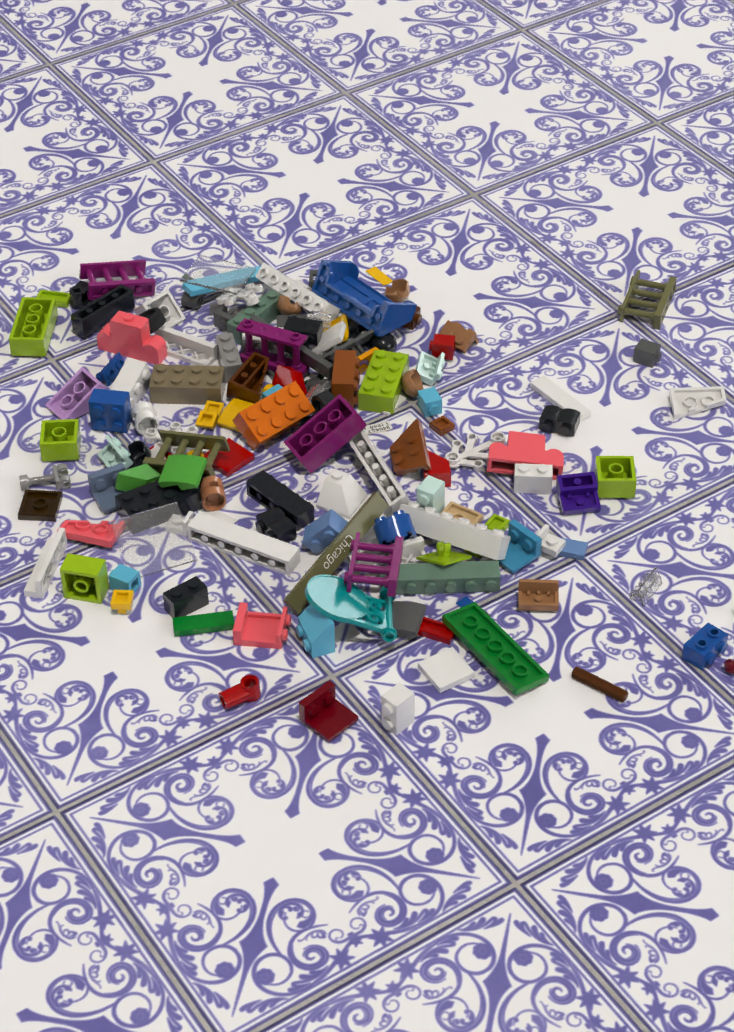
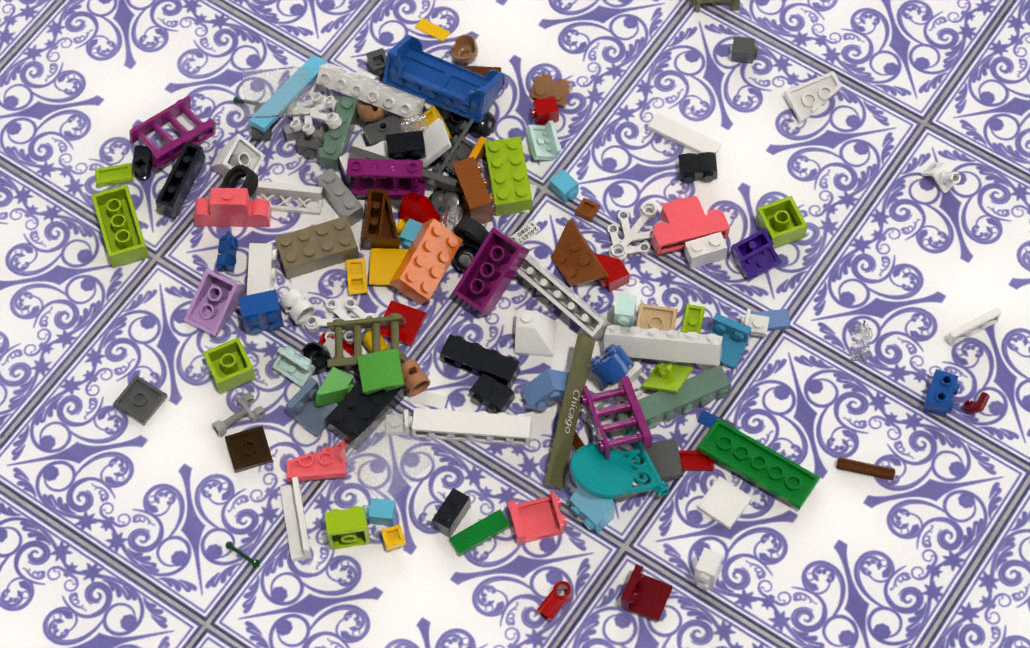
camera: 20 degrees left, 20 degrees up
(411, 383) = (537, 170): medium nougat hair -> none
(538, 595) = (771, 390): medium nougat bracket -> none

